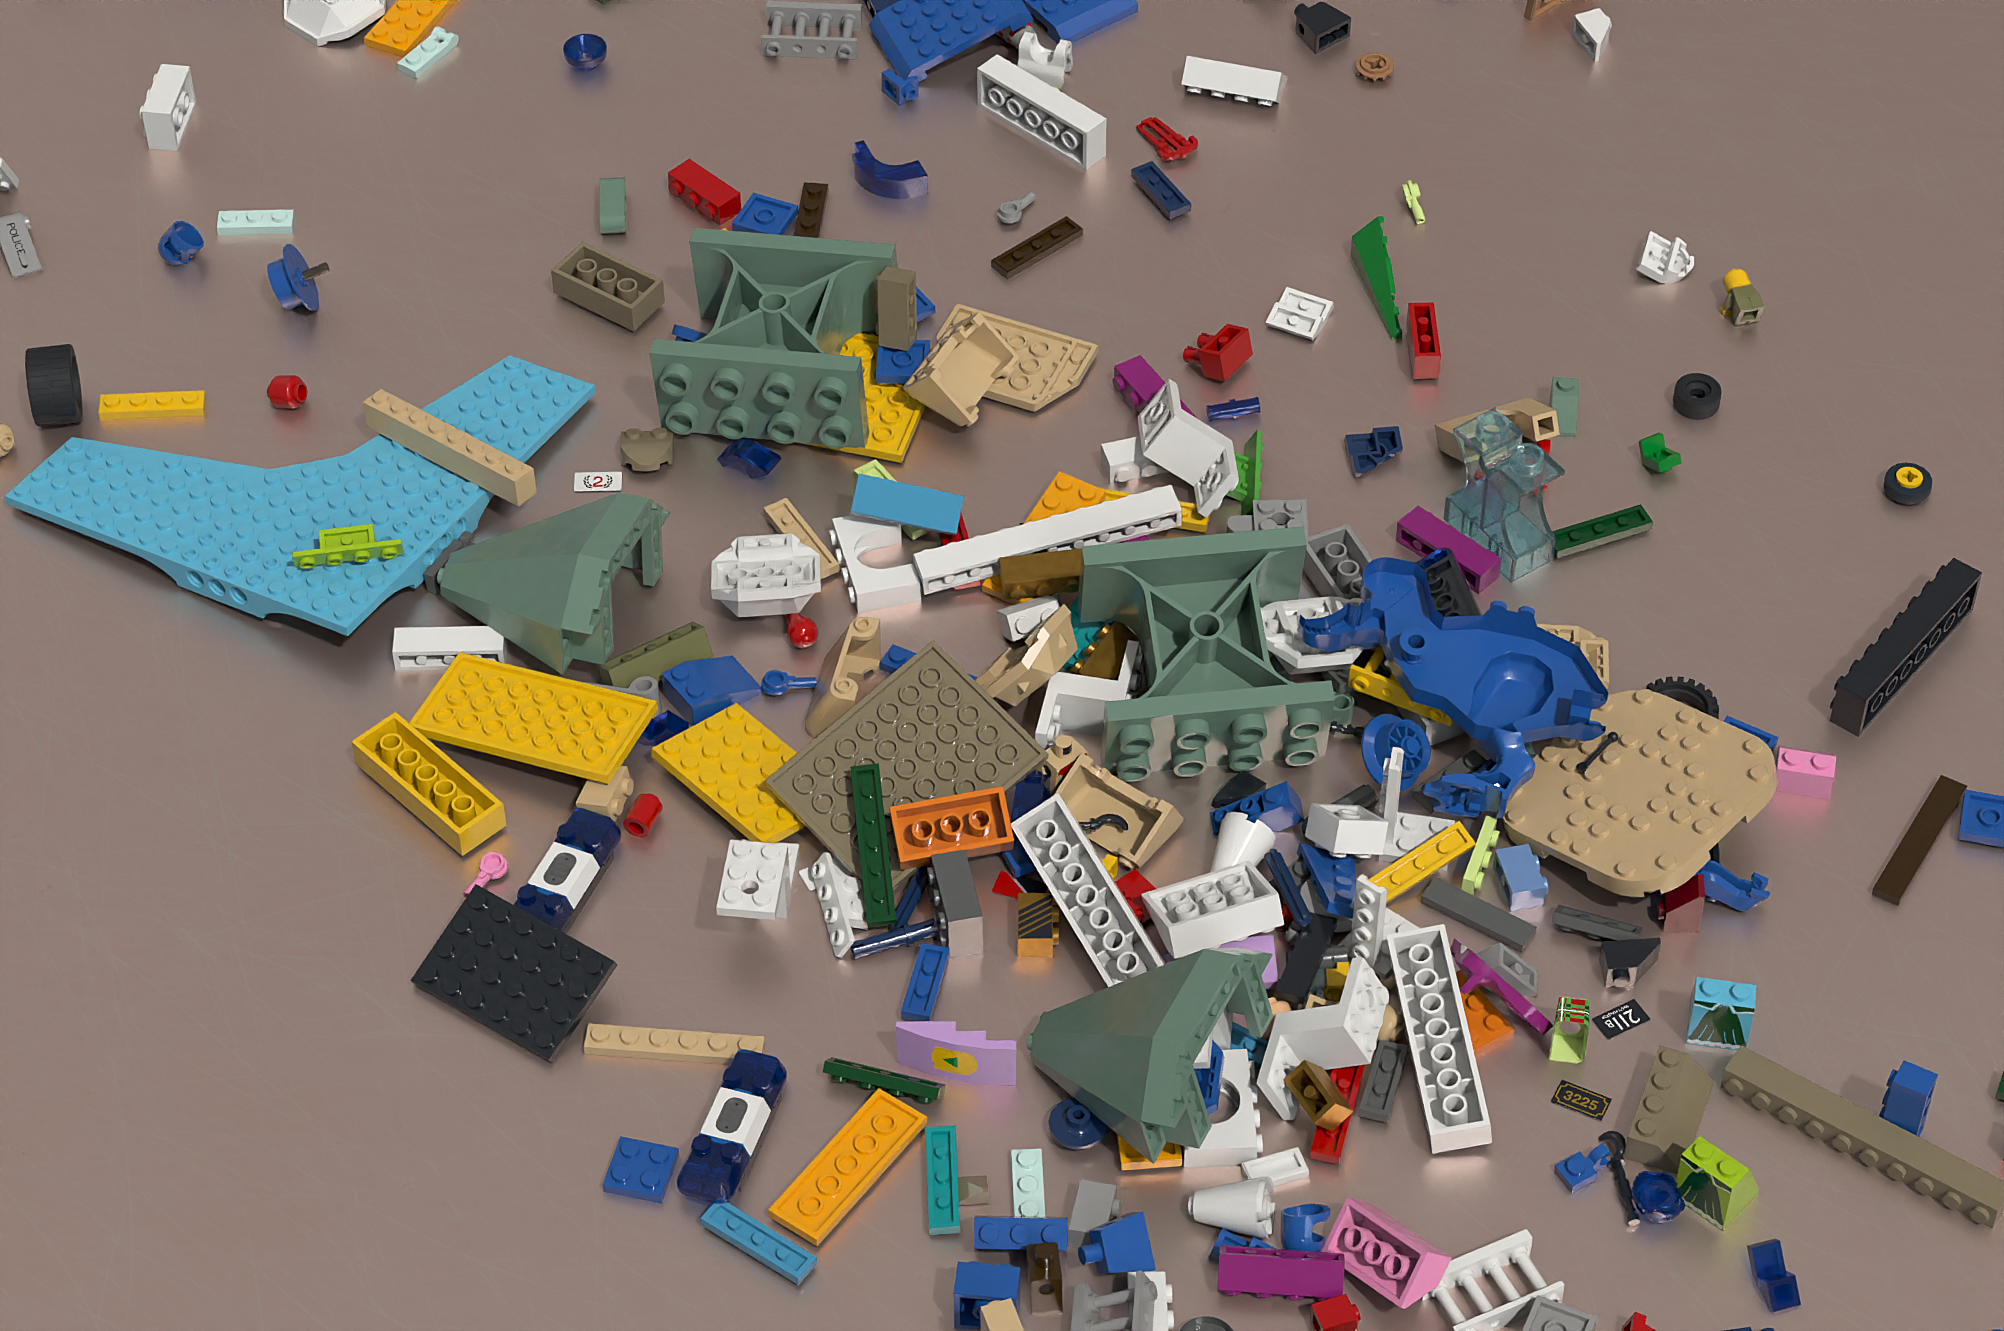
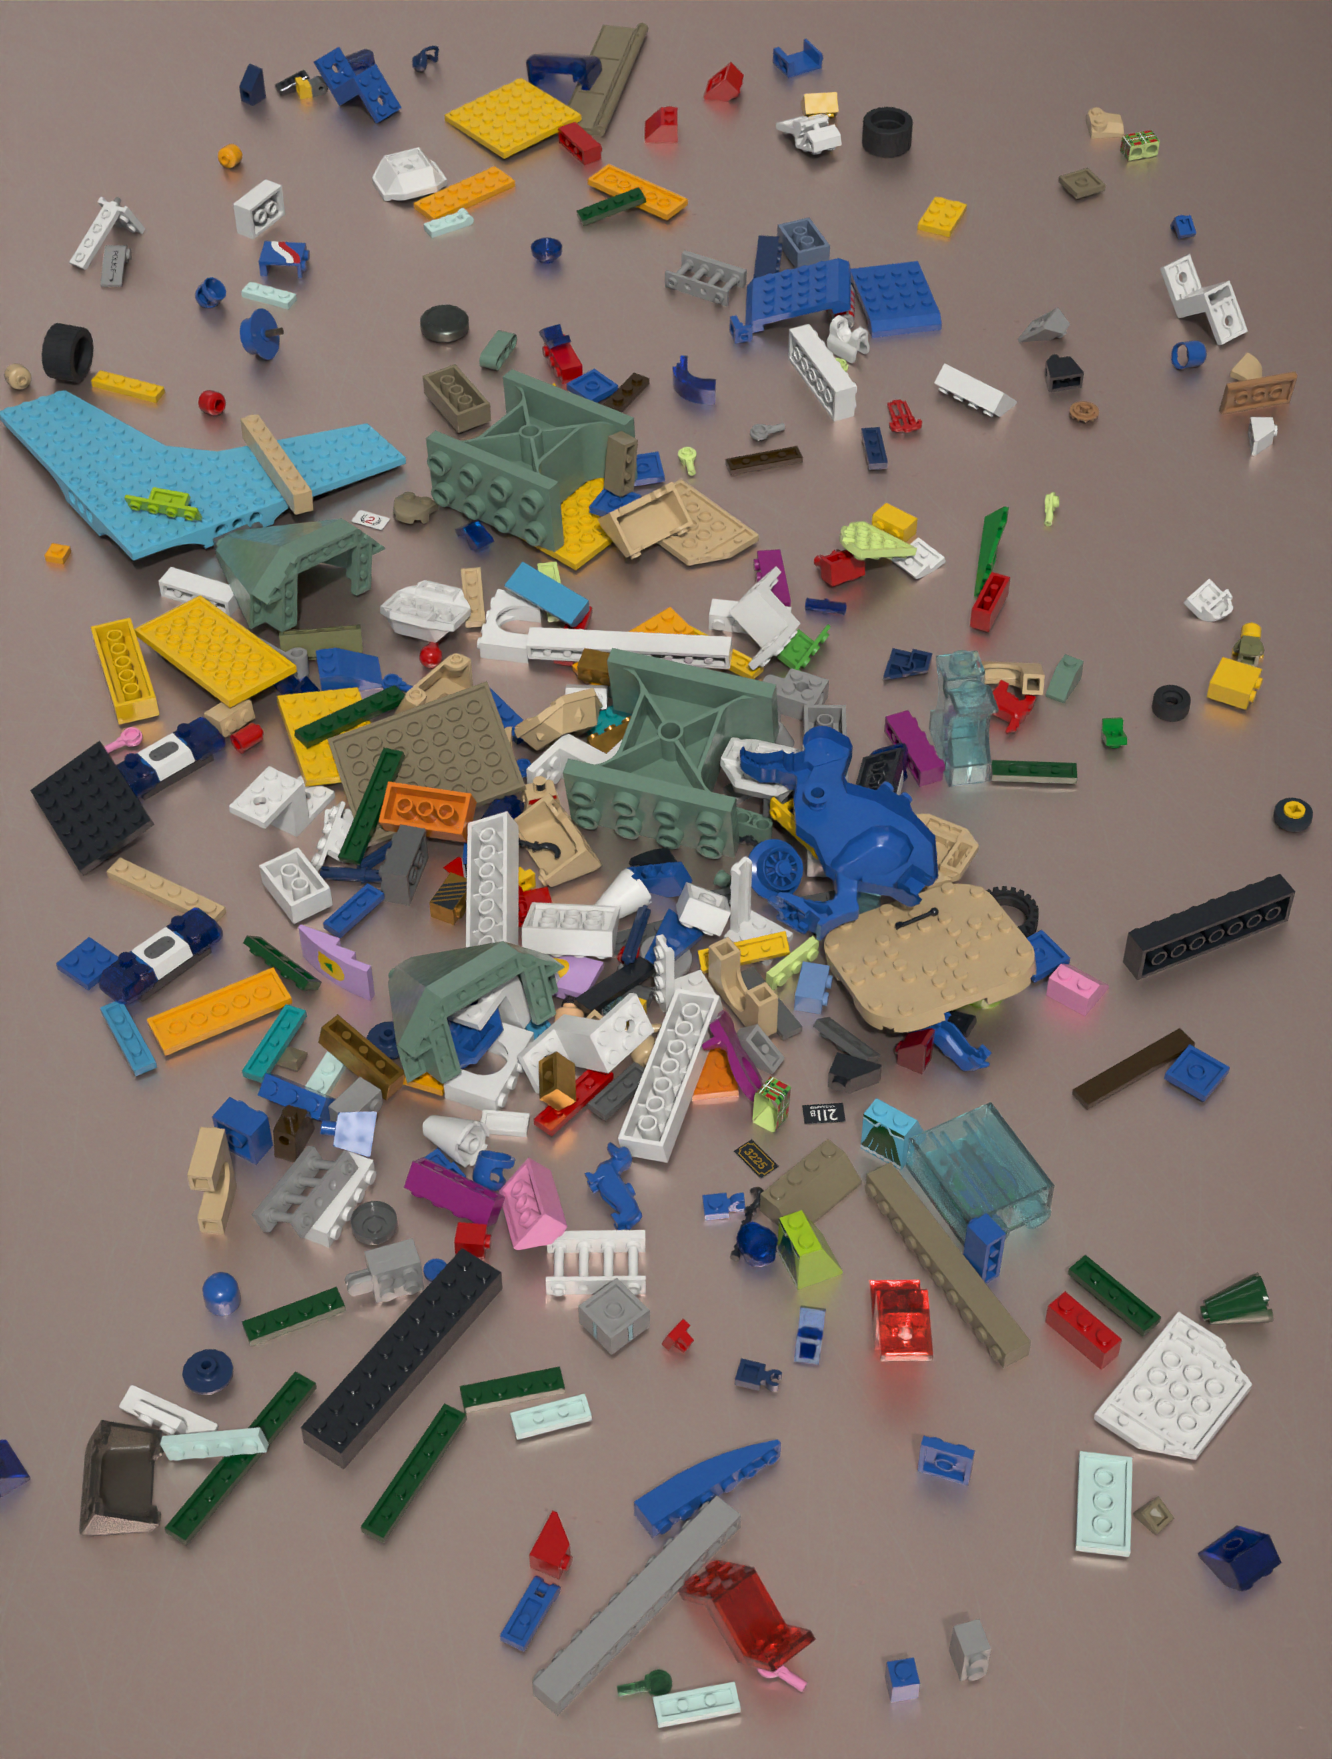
camera: 25 degrees right, 0 degrees up
(69, 44) = (230, 156): none -> light orange head
(220, 660) = (57, 553): none -> light orange plate
(243, 161) = (283, 254): none -> blue panel
(519, 190) = (444, 323): none -> pearl dark grey piece
(683, 167) = (554, 336): none -> clear blue slope
(761, 742) = (349, 716): none -> dark green plate
(839, 977) = (296, 885): none -> white brick
(941, 272) = (687, 456): none -> yellowish green plate
(1067, 1153) = (361, 1056): none -> pearl gold brick
(1245, 311) = (871, 542): none -> yellowish green plate
(1247, 278) = (895, 522): none -> yellow brick
(1336, 786) = (722, 879): none -> sand green axle
(1422, 904) = (750, 1006): none -> tan arch
(1456, 1197) = (614, 1190): none -> blue animal
(1754, 348) = (1235, 683): none -> yellow brick
(1845, 1023) = (978, 1169): none -> clear light blue brick
(1871, 1217) = (901, 1320): none -> clear red bracket

